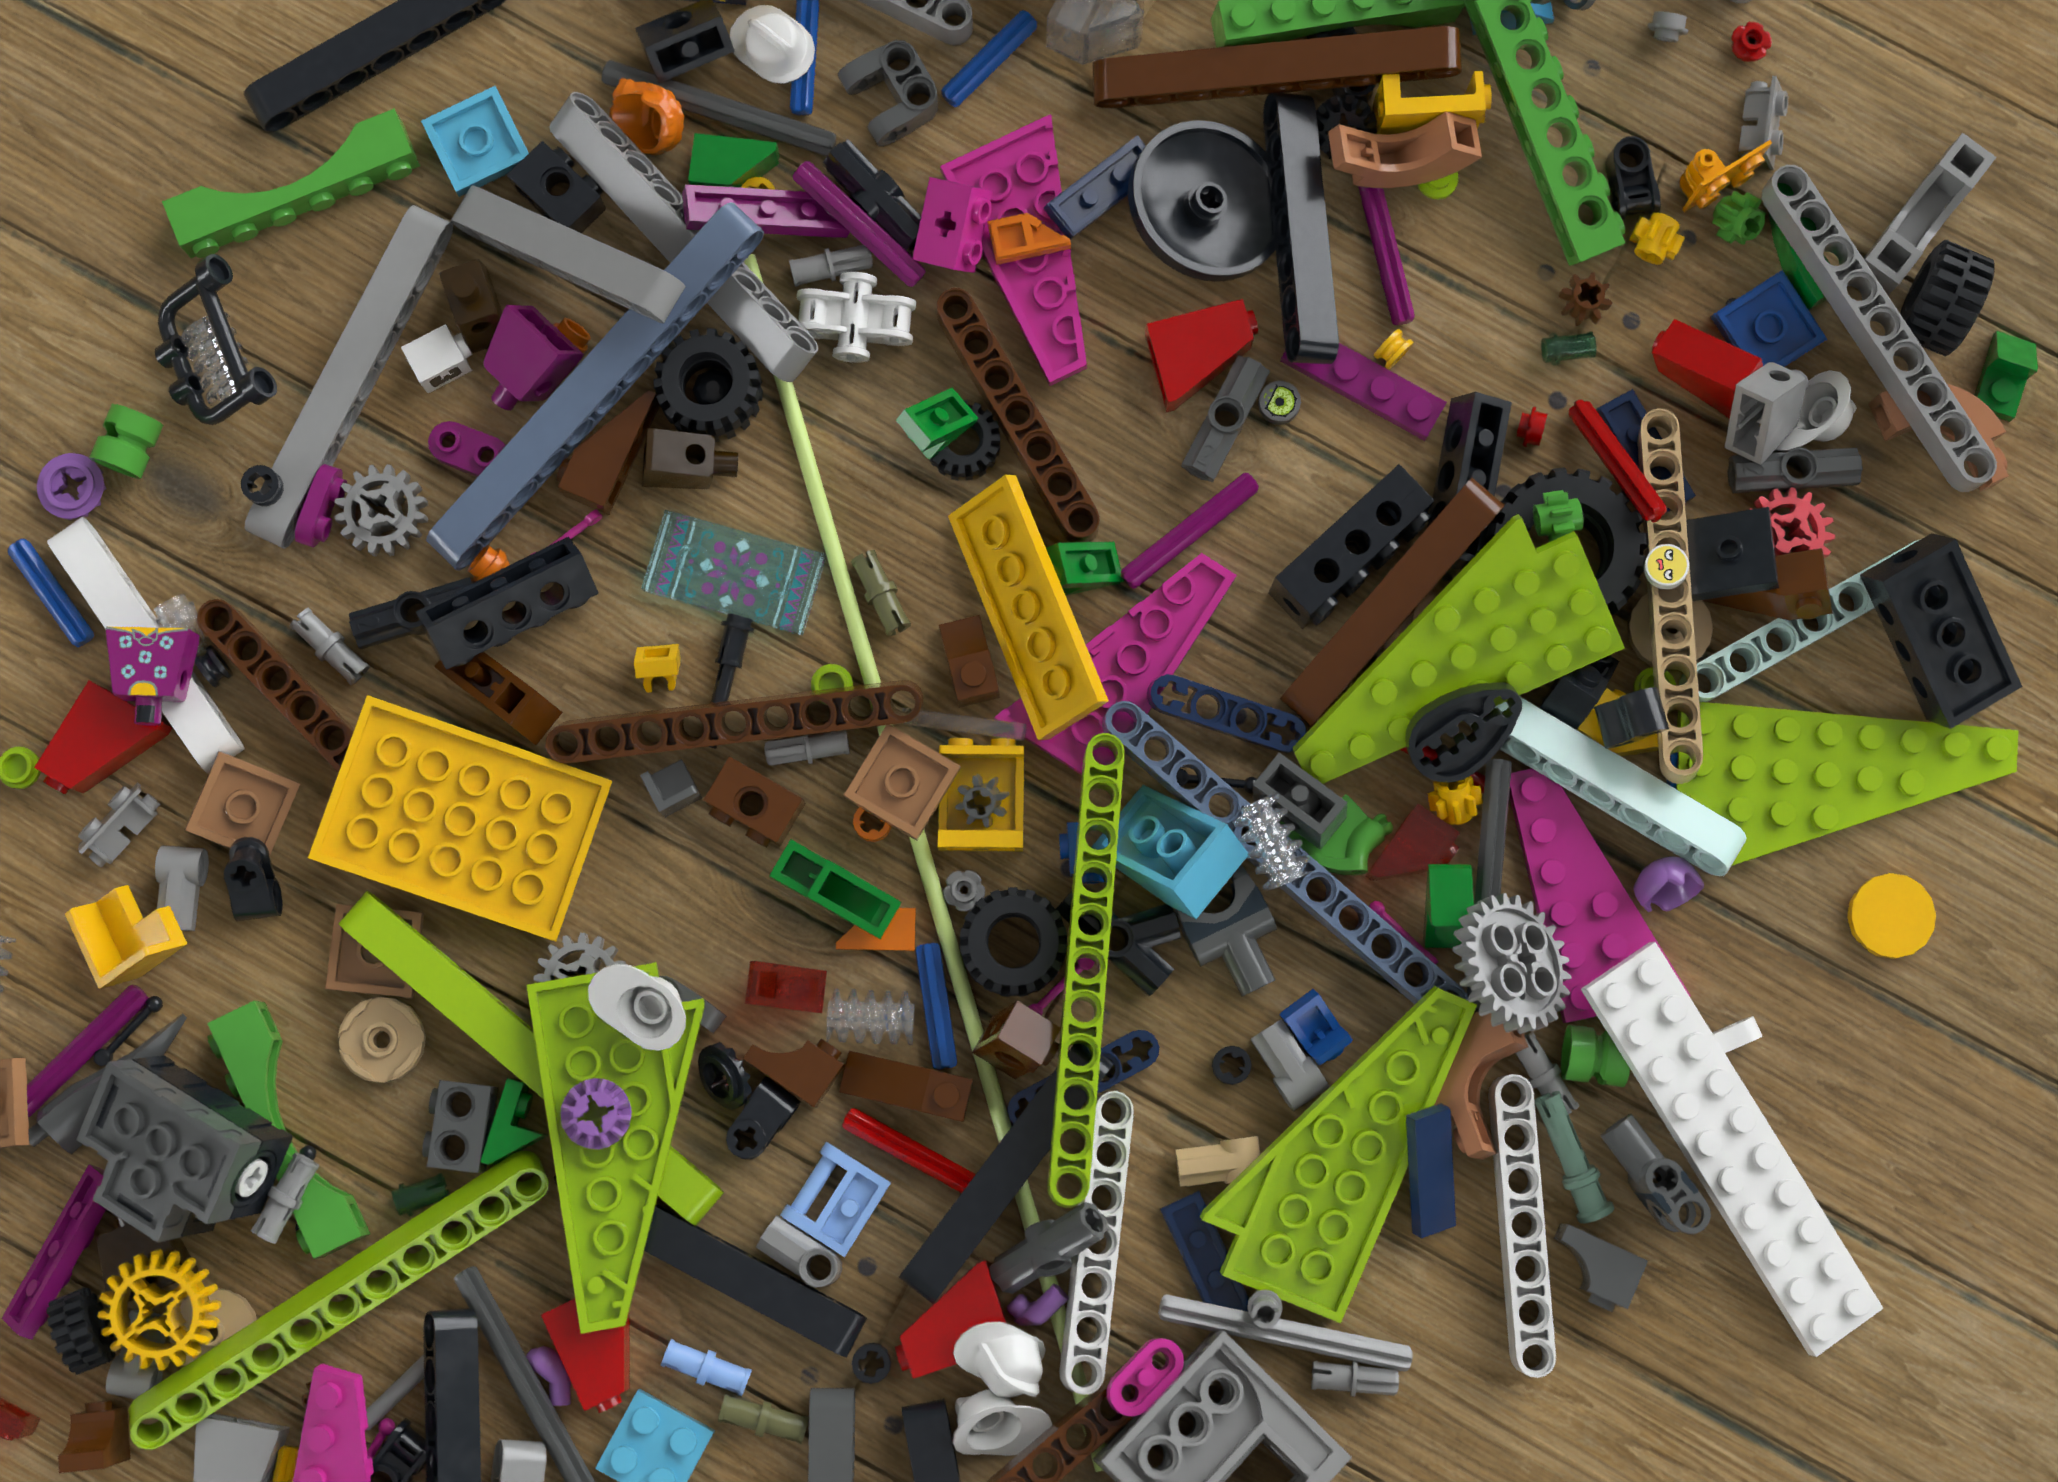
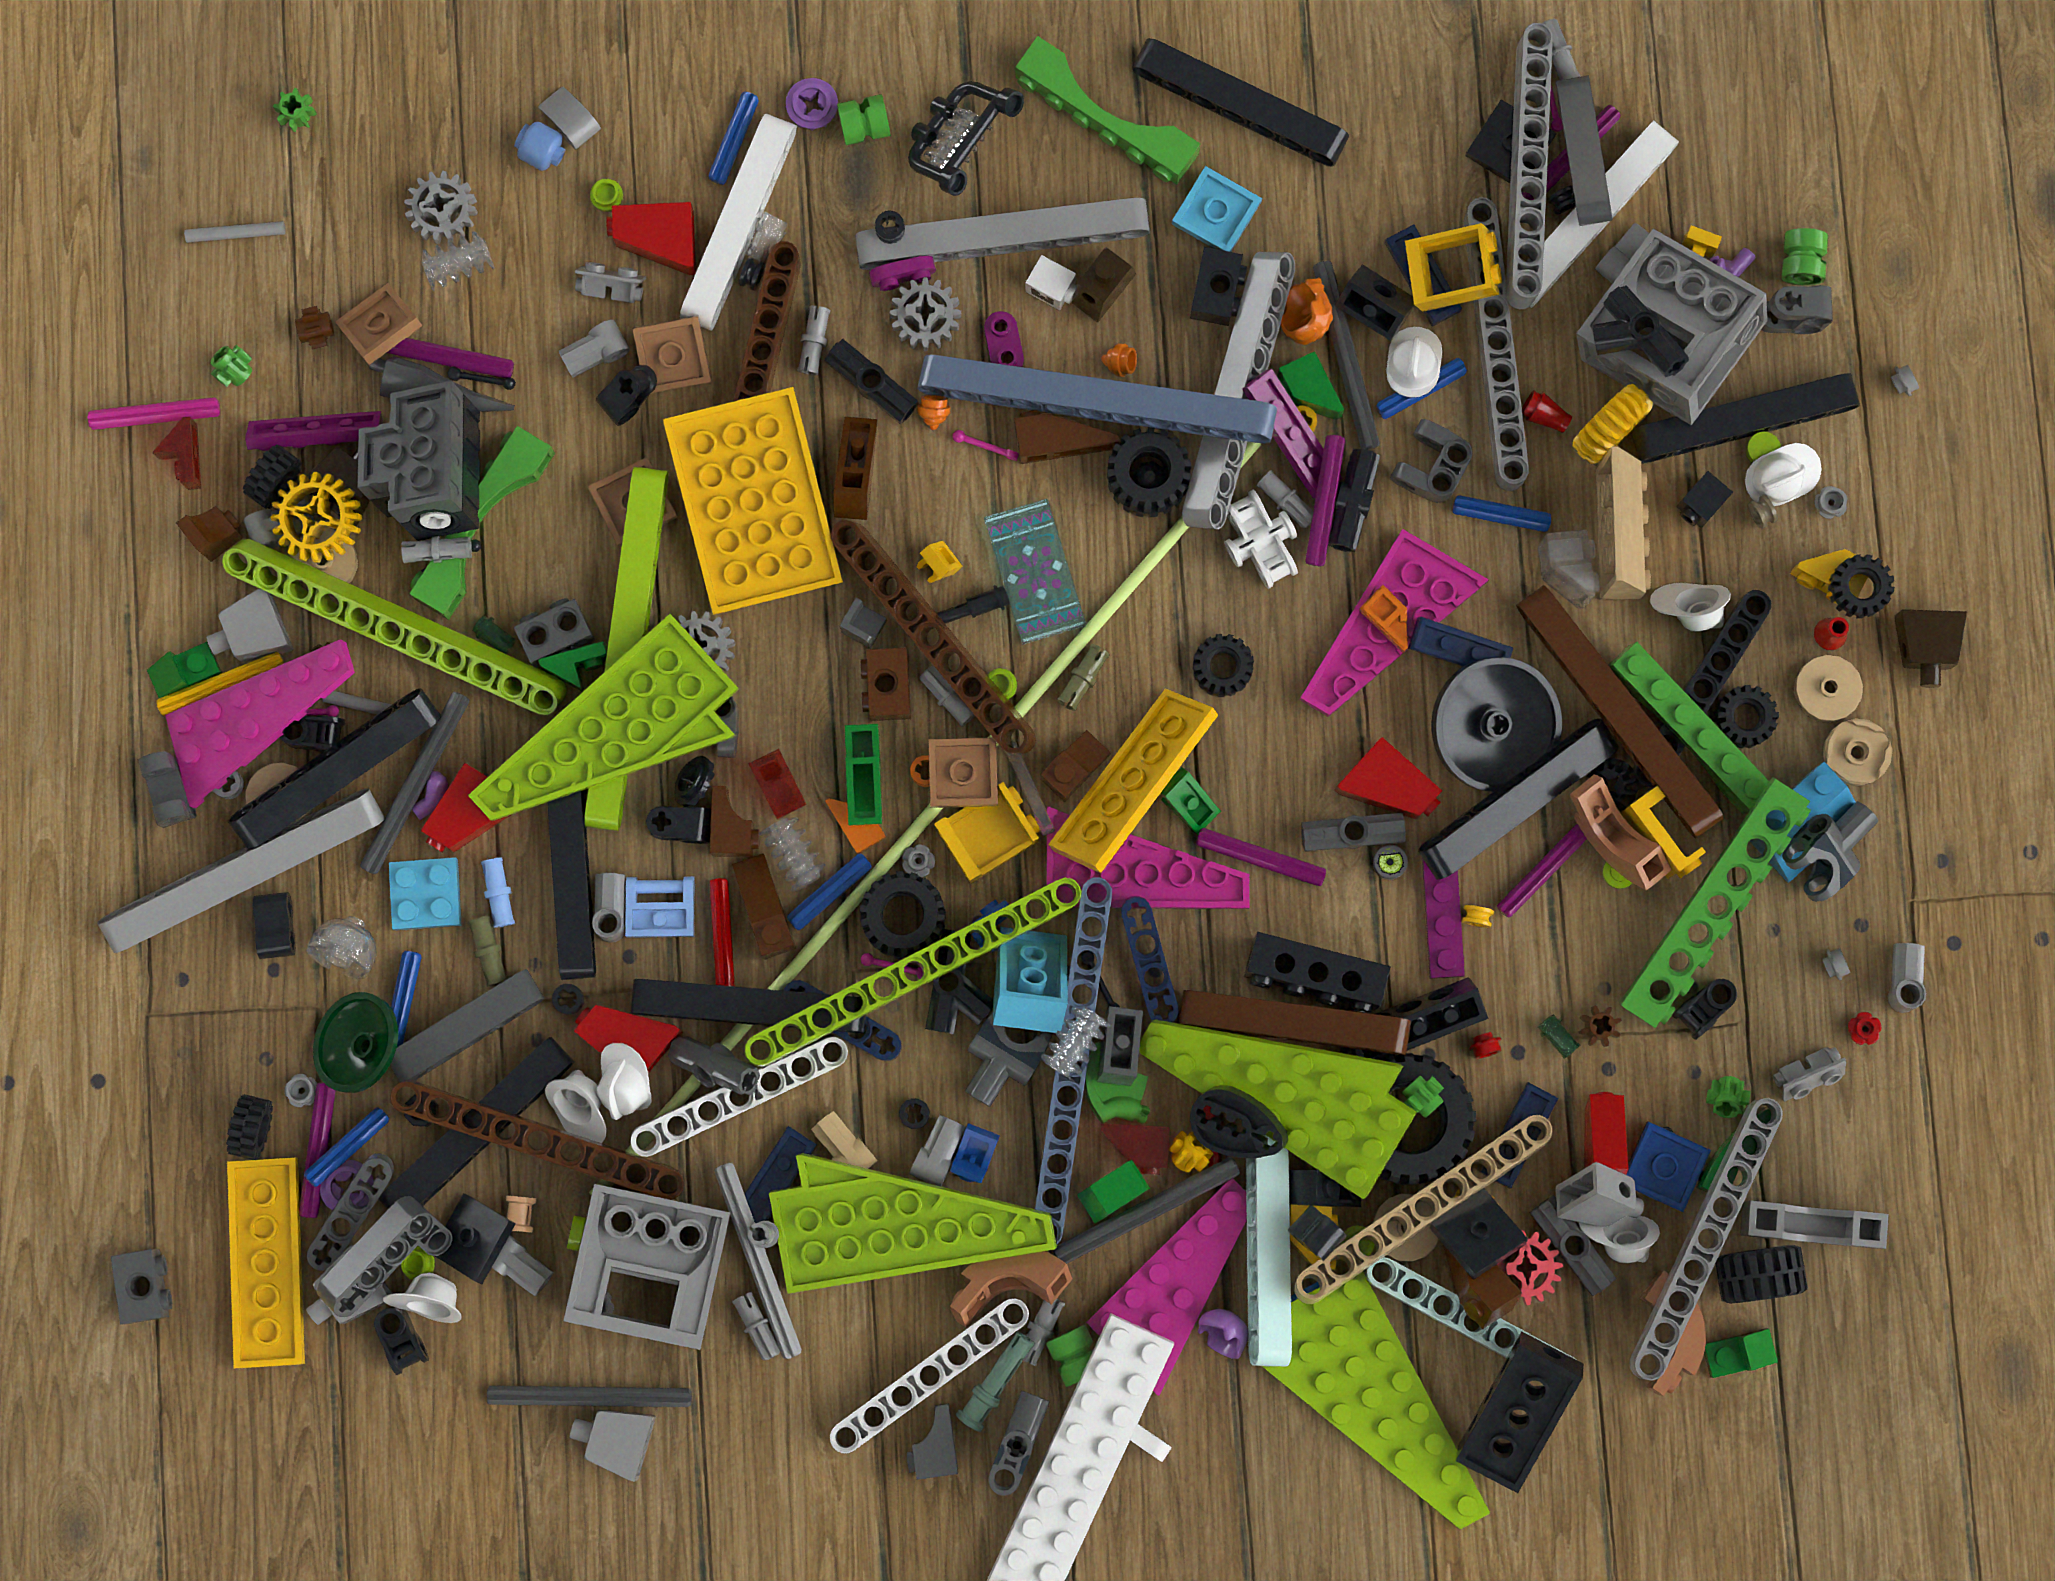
camera: 60 degrees right, 0 degrees up
(119, 940) = (535, 334): yellow panel -> none
(151, 667) = (723, 236): magenta torso -> none
(359, 1039) = (569, 529): tan plate -> none
(486, 598) = (908, 422): black brick -> none
(528, 357) = (1089, 341): magenta torso -> none
(568, 254) = (1173, 322): light grey beam -> none
(614, 1123) = (615, 728): medium lavender gear -> none
(638, 1006) = (700, 694): white piece -> none
(667, 463) = (1081, 476): dark brown torso -> none
(936, 421) = (1220, 639): green slope -> none
(943, 208) = (1364, 563): dark pink brick -> none
(978, 811) = (976, 836): dark grey gear -> none
(1013, 397) = (1265, 675): reddish brown beam -> none
(1018, 1041) = (837, 959): reddish brown brick -> none
(1037, 1311) = (670, 1087): medium lavender arm -> none
(1144, 1377) = (668, 1182): dark pink plate -> none
(1379, 908) = (1082, 1147): dark pink hinge -> none
(1431, 1170) = (926, 1289): dark blue tile -> none
(1511, 963) = (1098, 1256): light grey gear -> none
(1617, 461) = (1494, 1116): red axle -> none
(1657, 238) = (1675, 1049): yellow gear -> none
(1666, 566) = (1437, 1192): tile -> none
(1708, 175) = (1737, 1058): light orange hinge -> none
(1891, 915) = (1303, 1503): yellow tile -> none

